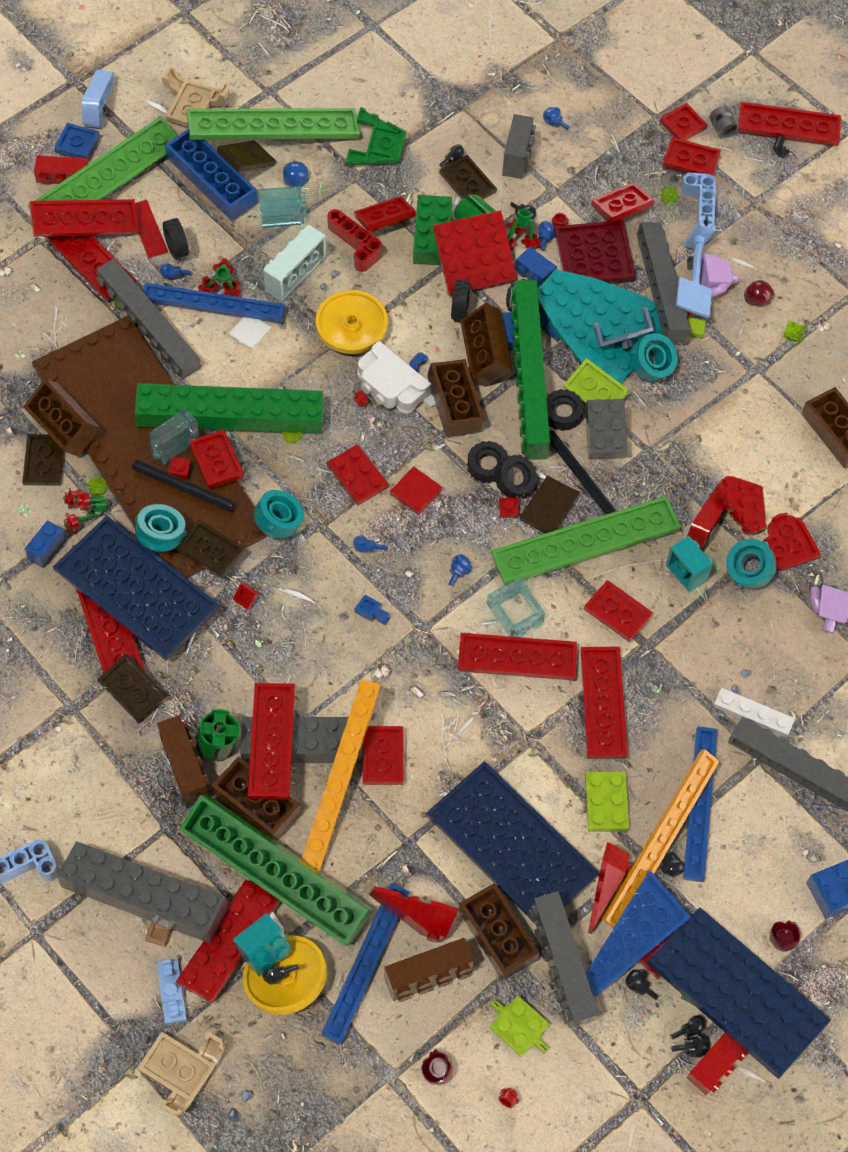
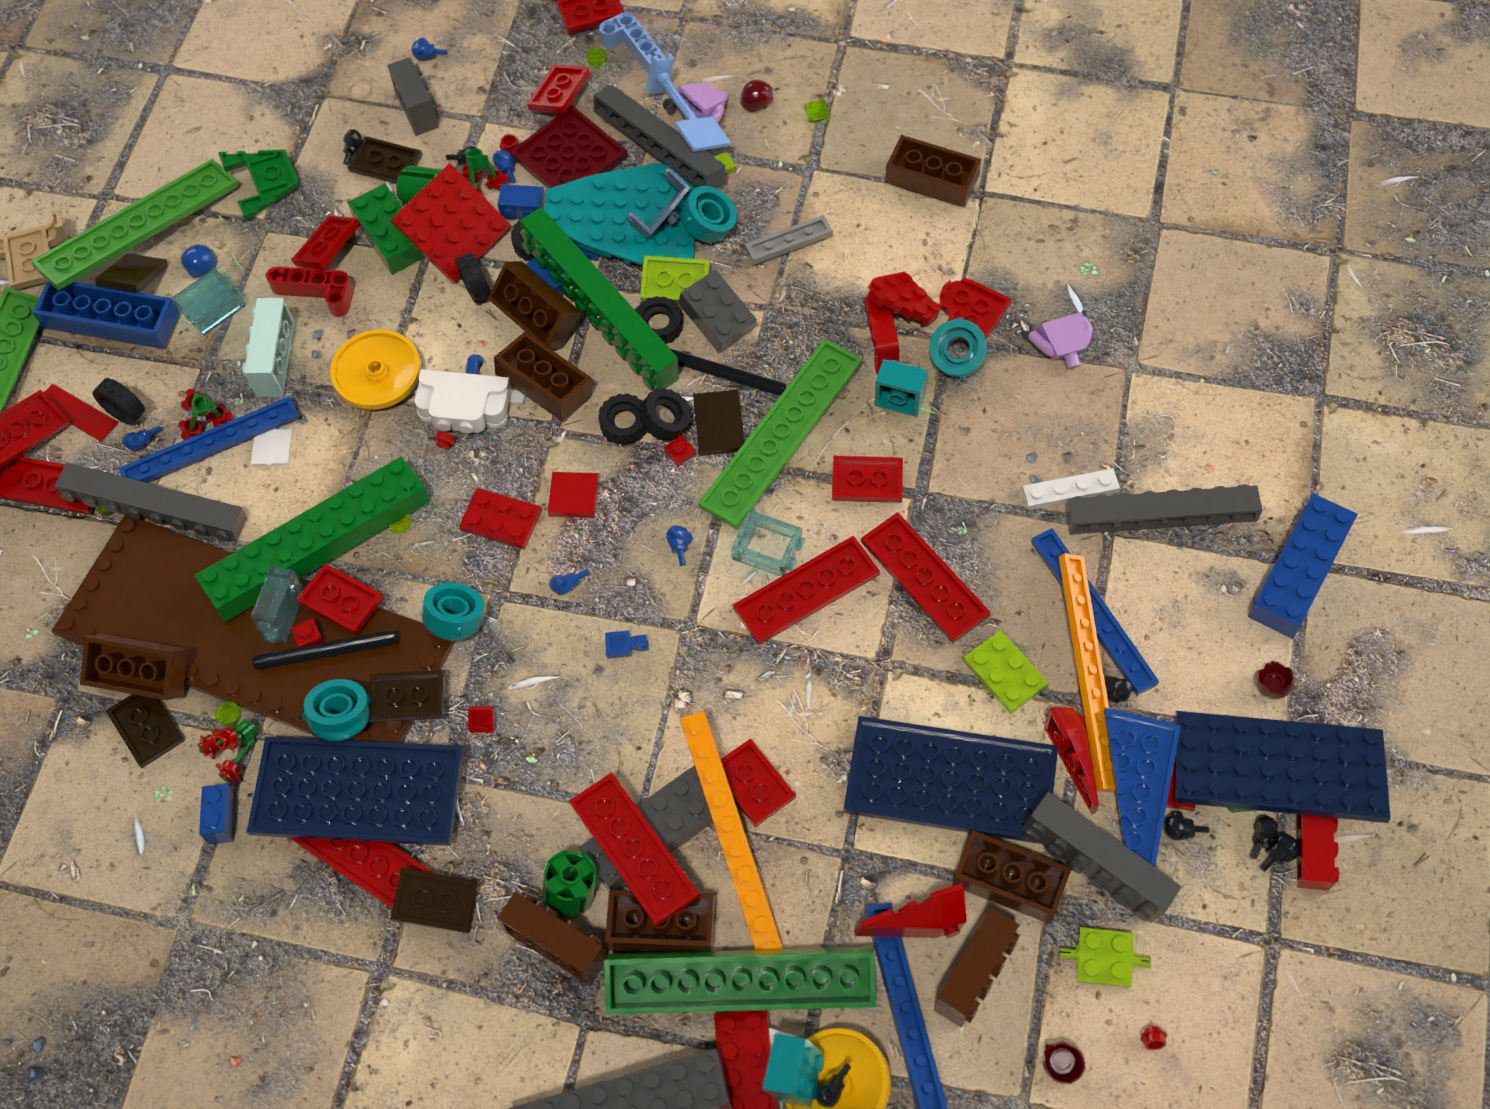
camera: 30 degrees left, 0 degrees up
(698, 411) = (788, 239): none -> light grey plate

